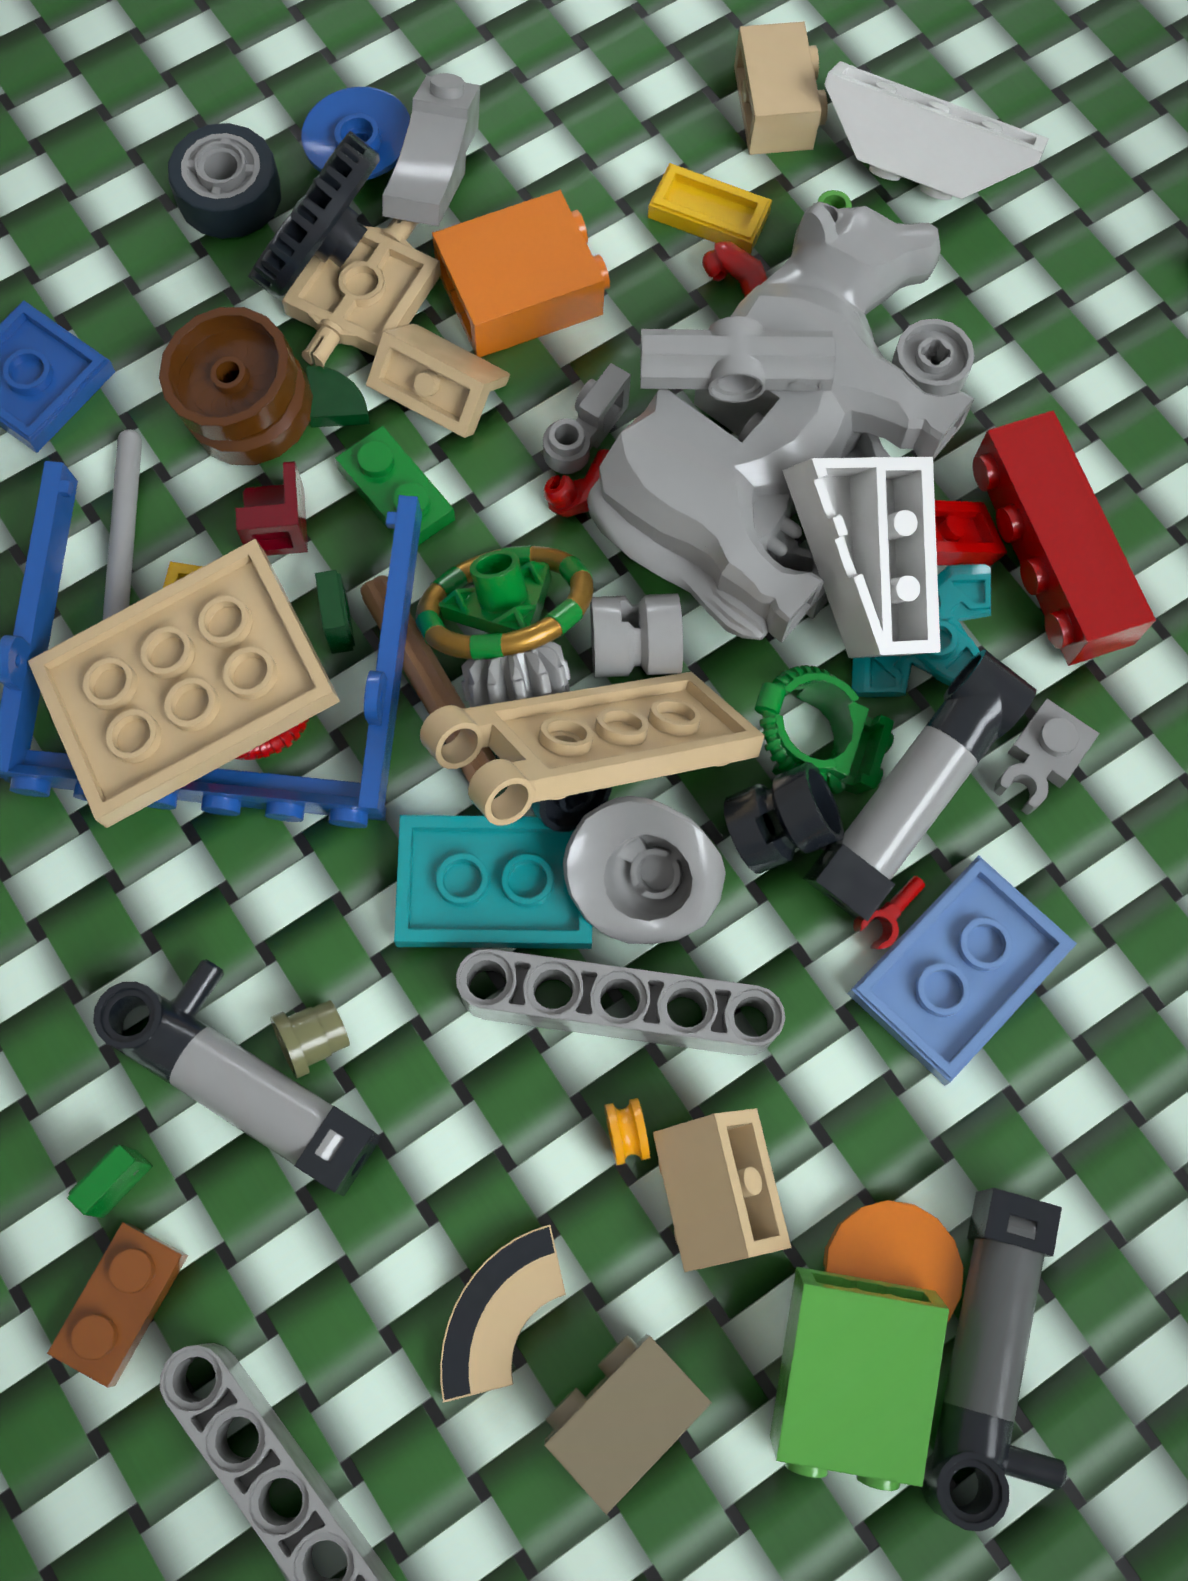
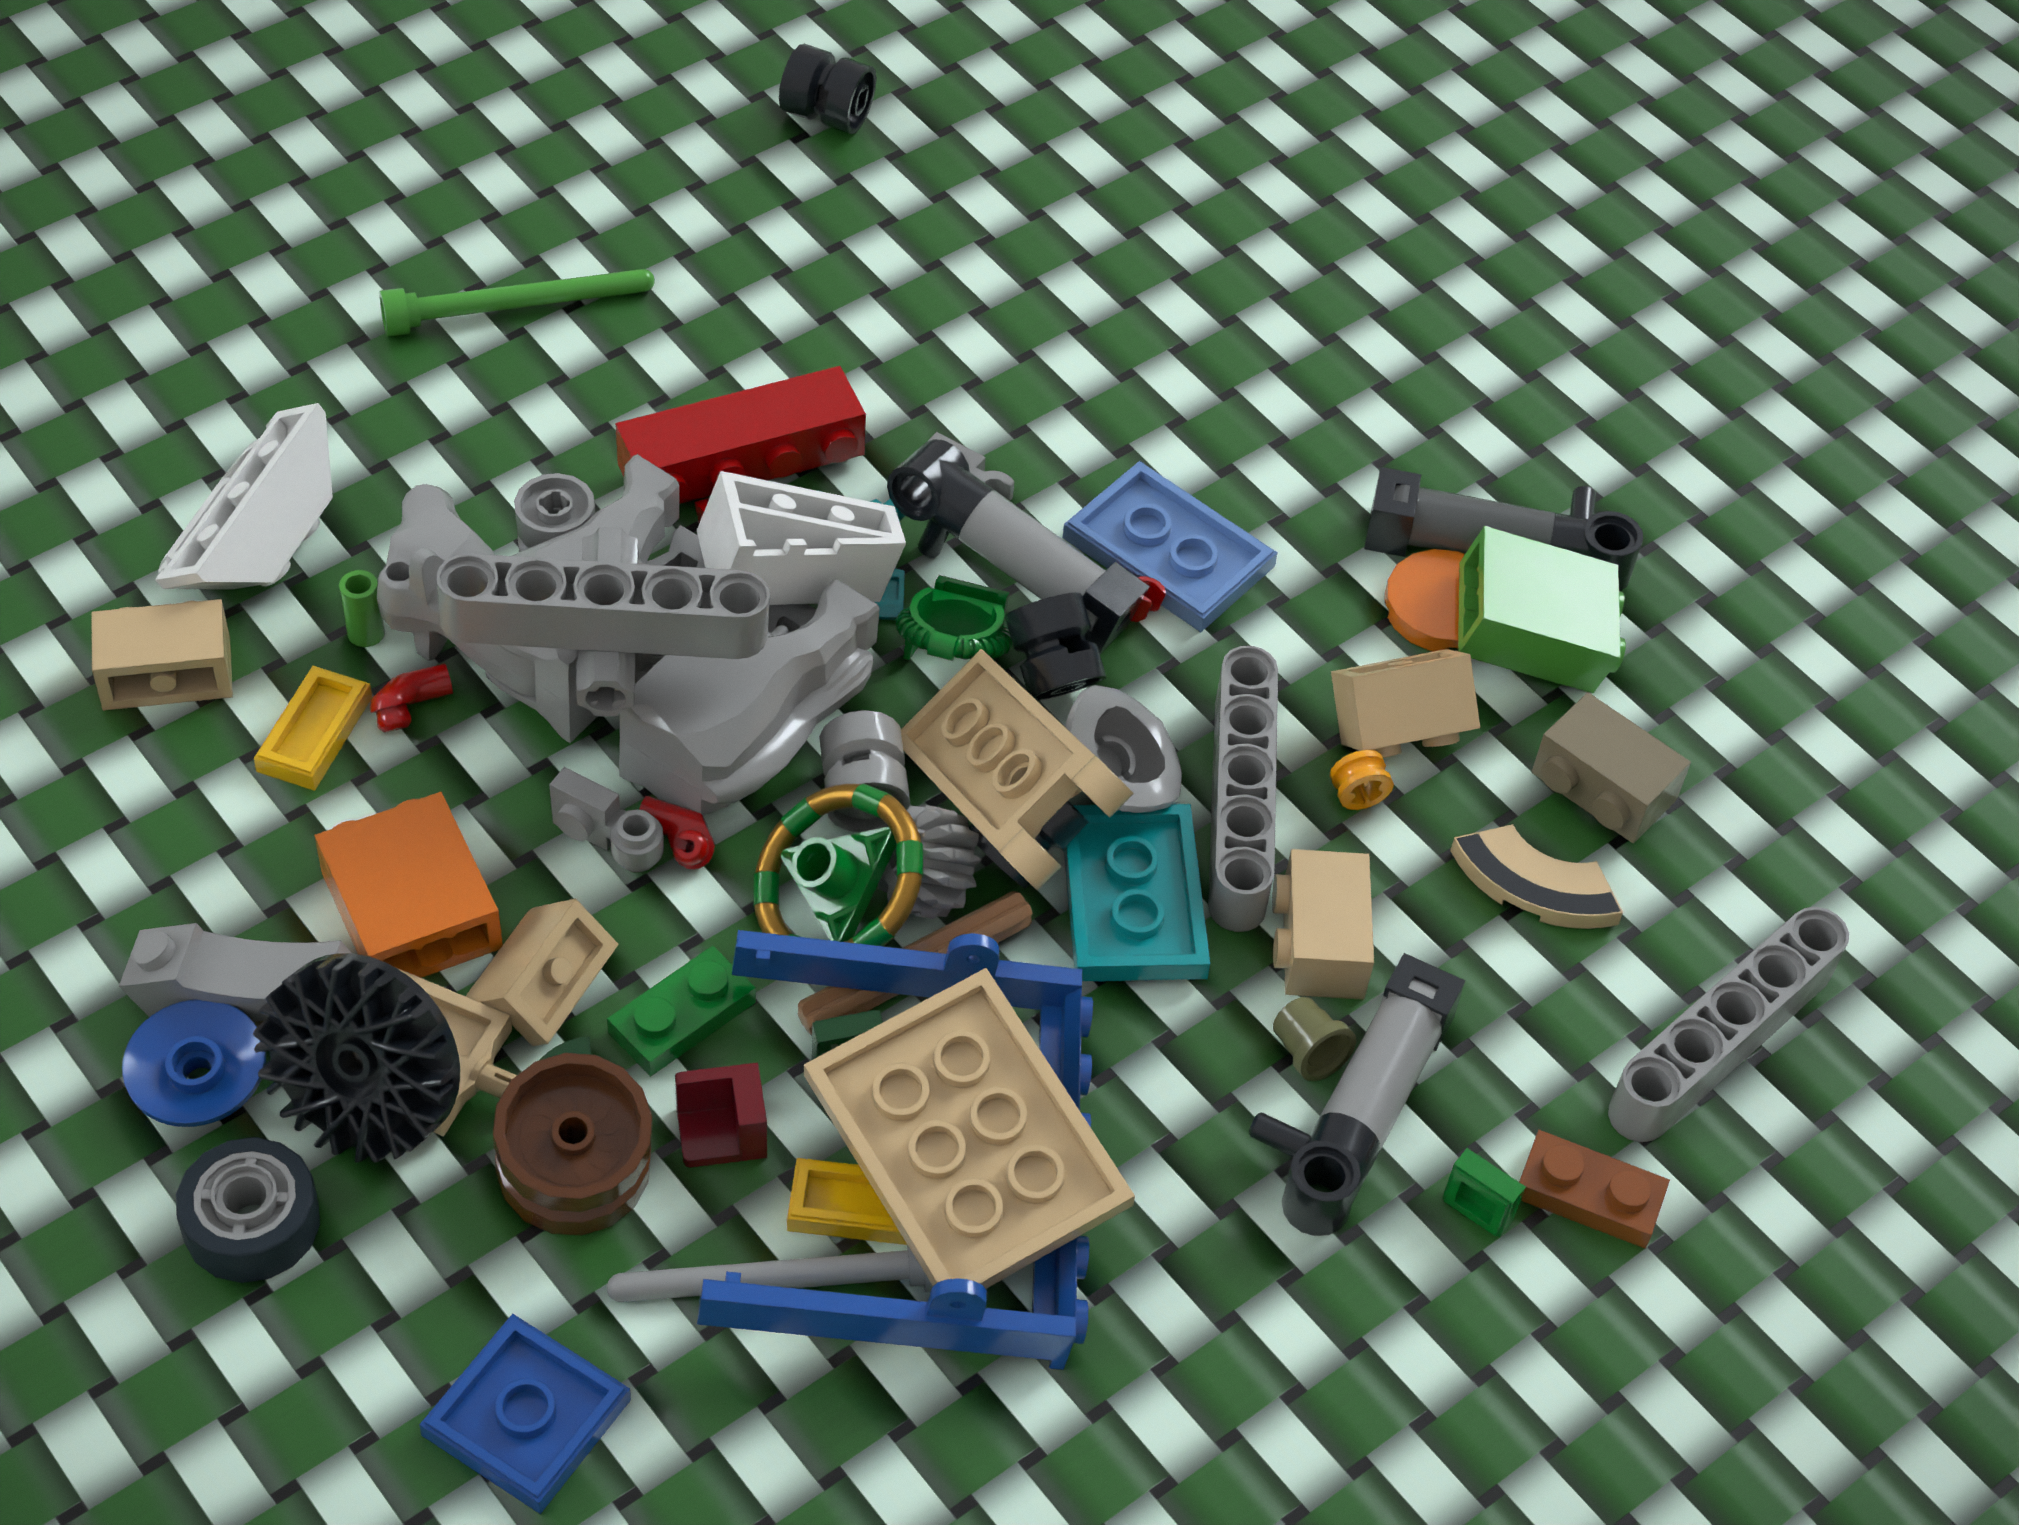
camera: 95 degrees left, 20 degrees down
(439, 1064) = (1326, 924): none -> tan brick
(711, 296) = (603, 606): none -> light grey beam

